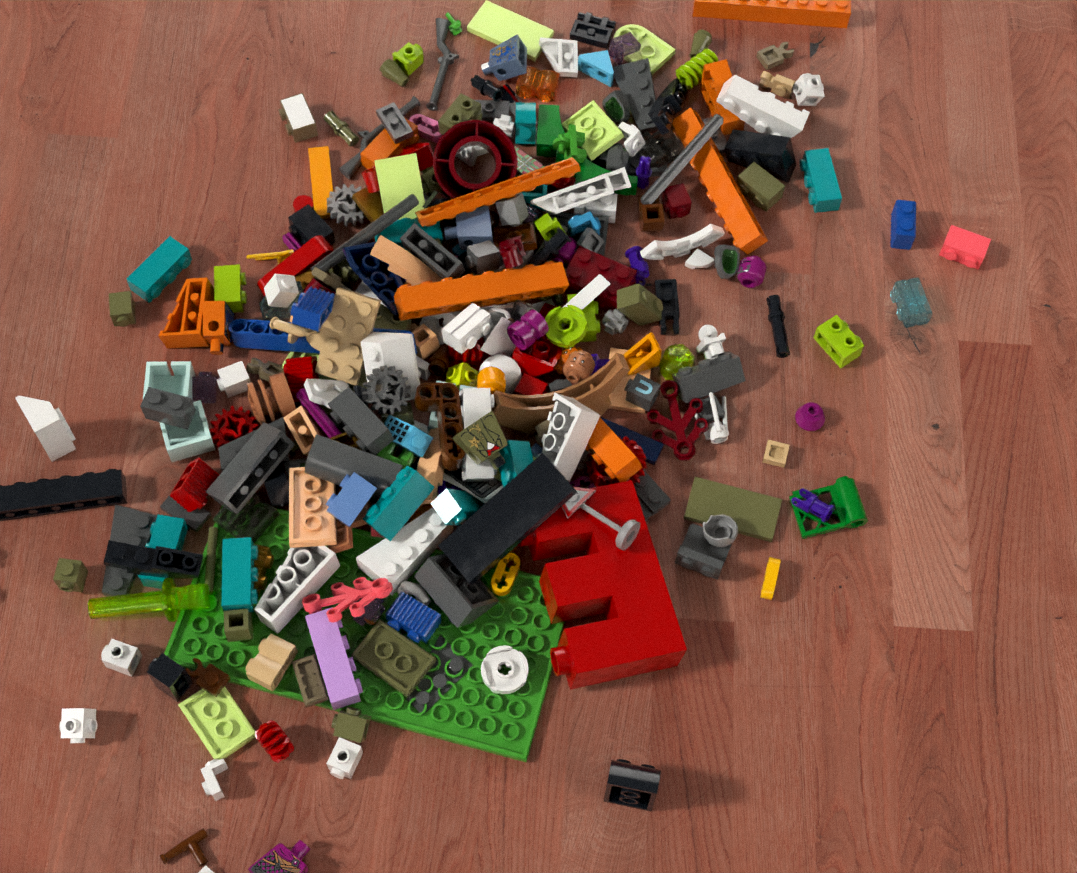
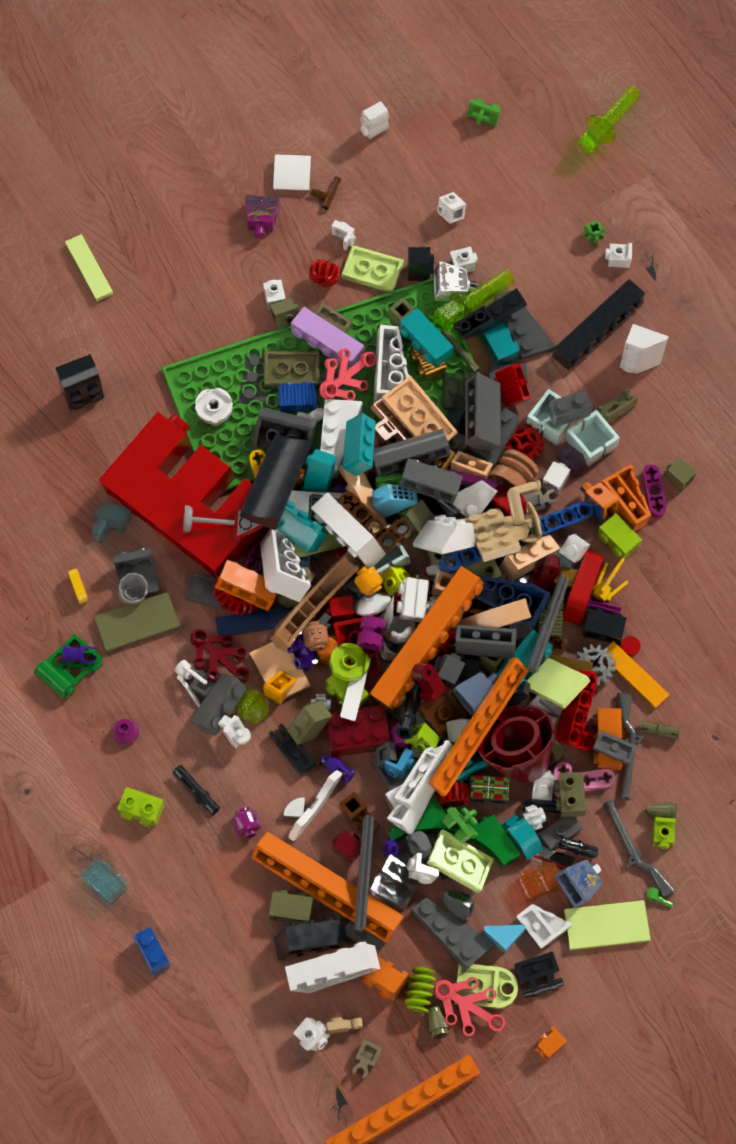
camera: 145 degrees right, 5 degrees up
(70, 575) = (540, 284): olive brick -> none
(117, 407) = (617, 406): none -> olive hinge
(156, 634) = (449, 280): none -> white torso
(157, 323) = (657, 483): none -> magenta beam
(159, 269) = (682, 520): teal brick -> none
(209, 678) = (396, 283): reddish brown plate -> none
(271, 662) = (365, 313): tan brick -> none
(298, 118) = (699, 714): brick -> none
(312, 308) = (520, 512): blue brick -> none
(331, 280) = (547, 577): dark tan plate -> none
(351, 498) = (390, 423): medium blue brick -> none
(378, 385) = (430, 511): dark grey gear -> none
(483, 441) = (333, 513): olive torso -> none
(623, 46) = (498, 970): bracket -> none
(642, 392) = (259, 657): dark grey brick -> none
(668, 104) = (418, 929): black slope -> none
(675, 57) = (466, 1003): none -> coral plant
(696, 628) = (109, 516): none -> clear light blue brick
(726, 260) = (272, 817): rock -> none
(776, 453) = (132, 682): tan plate -> none
(821, 180) = (246, 949): teal brick -> none
(965, 247) = (89, 965): coral brick -> none

